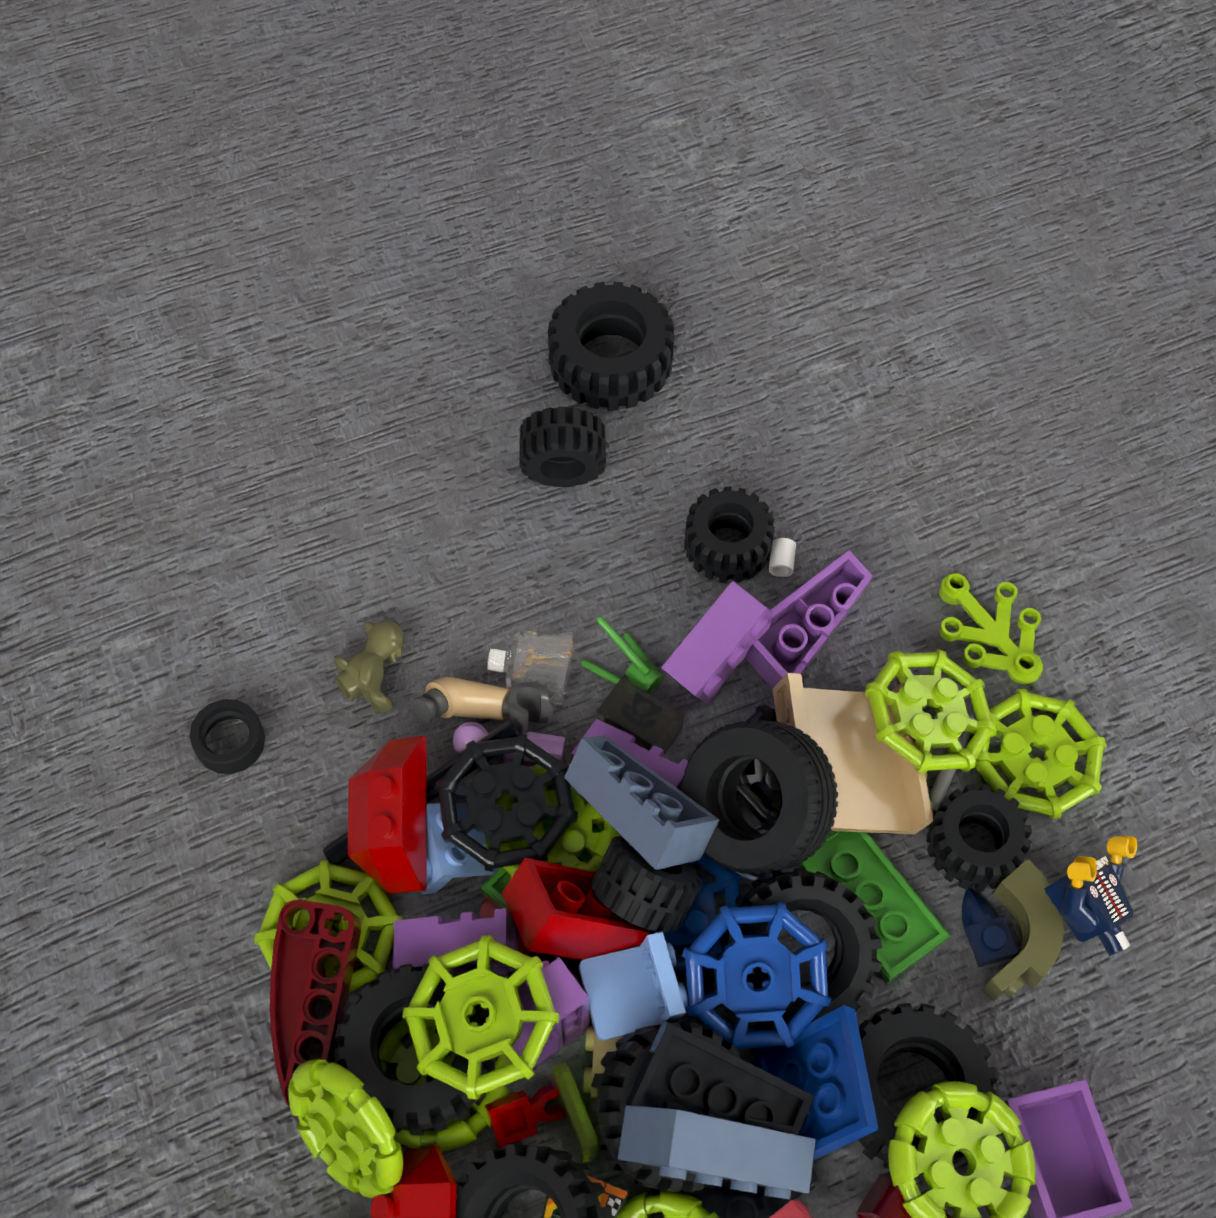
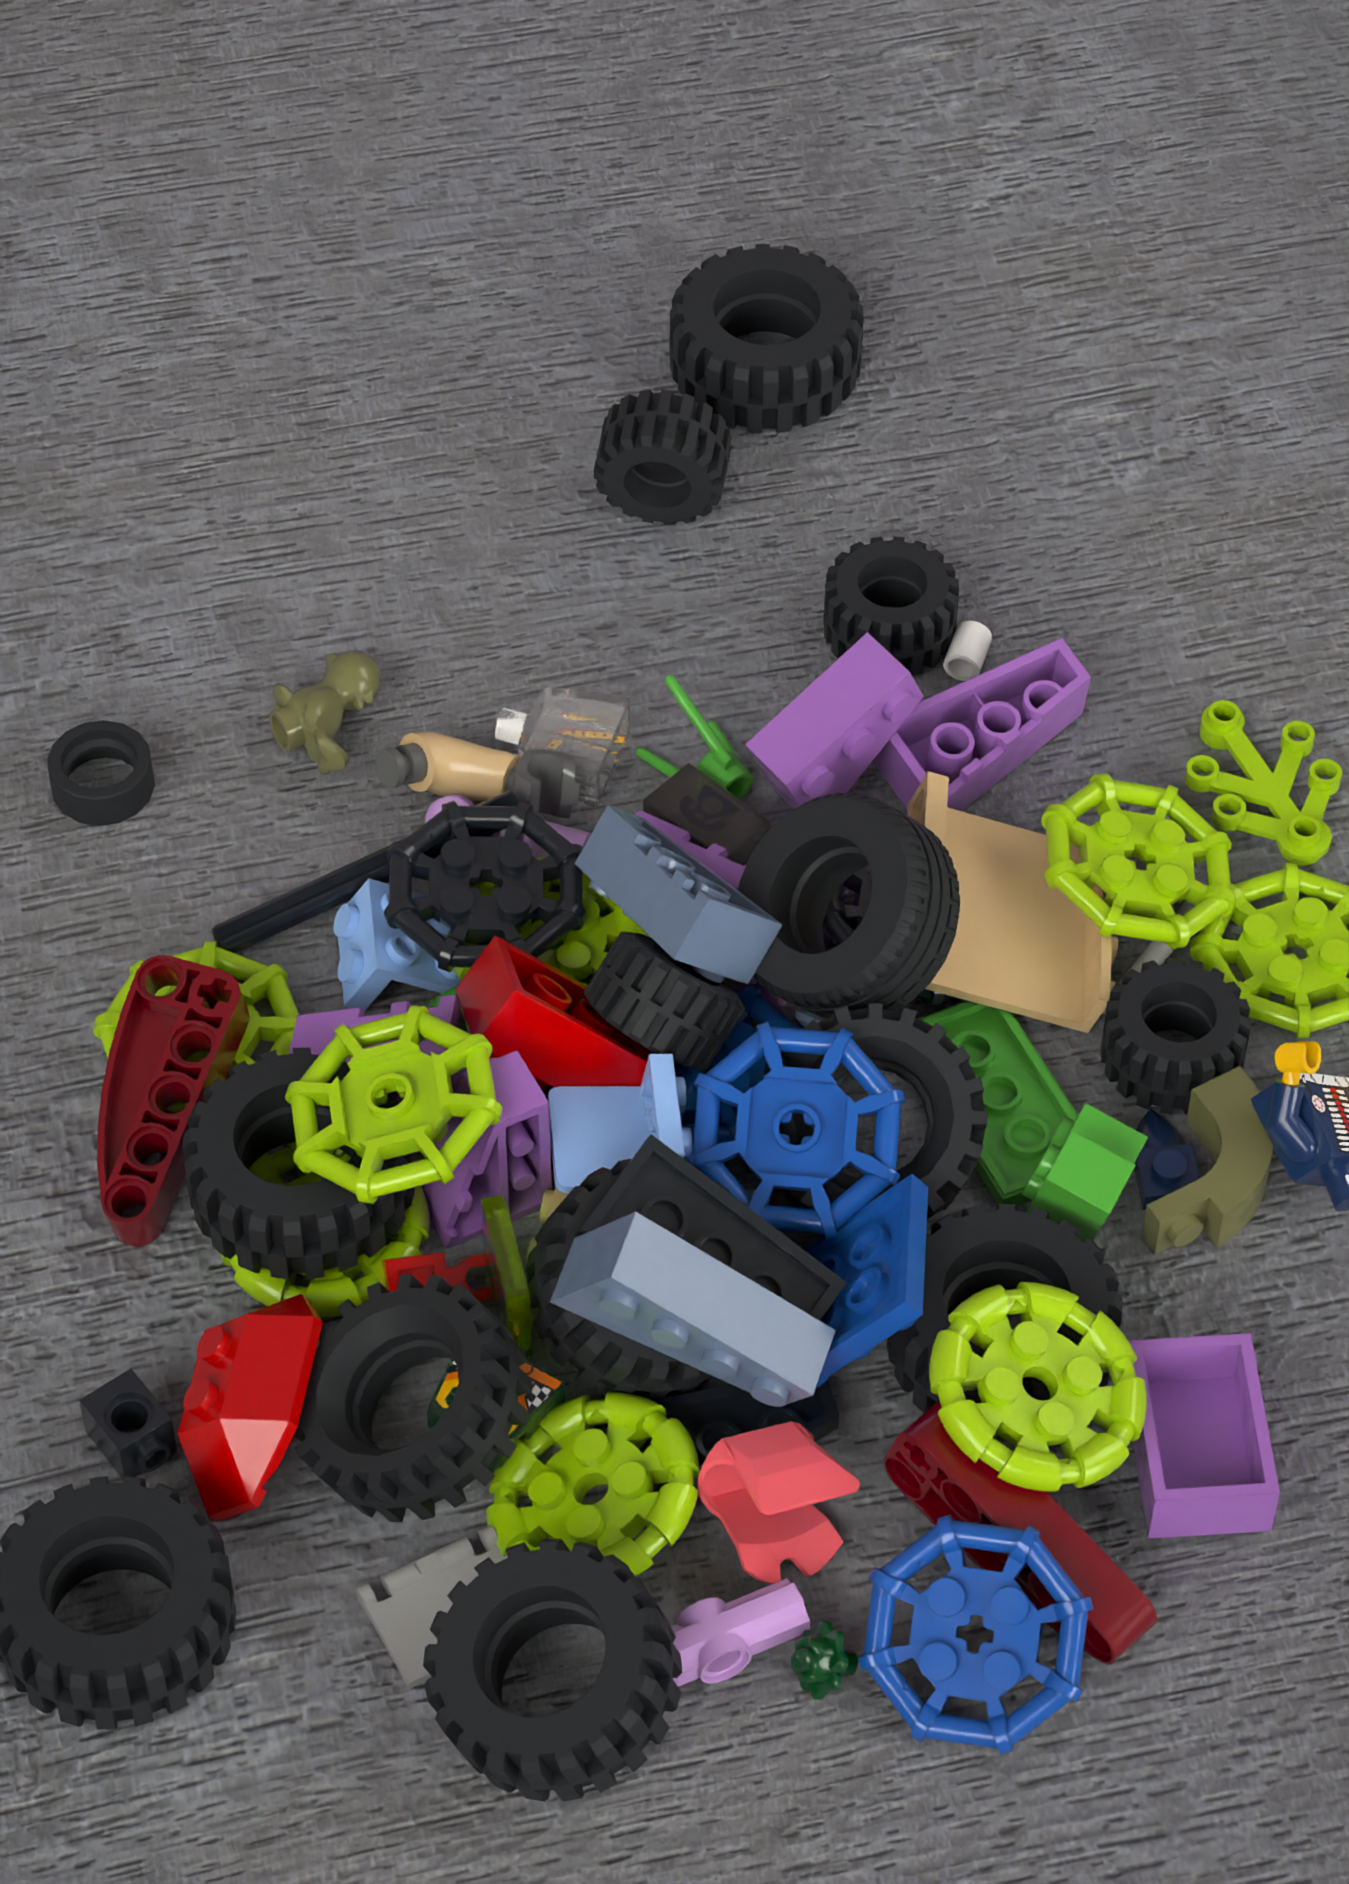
camera: 10 degrees right, 10 degrees down
(345, 1128) = (168, 1227): lime plate -> none
(391, 816) = (316, 889): red wedge -> none
(945, 963) = (1084, 1170): none -> bright green brick

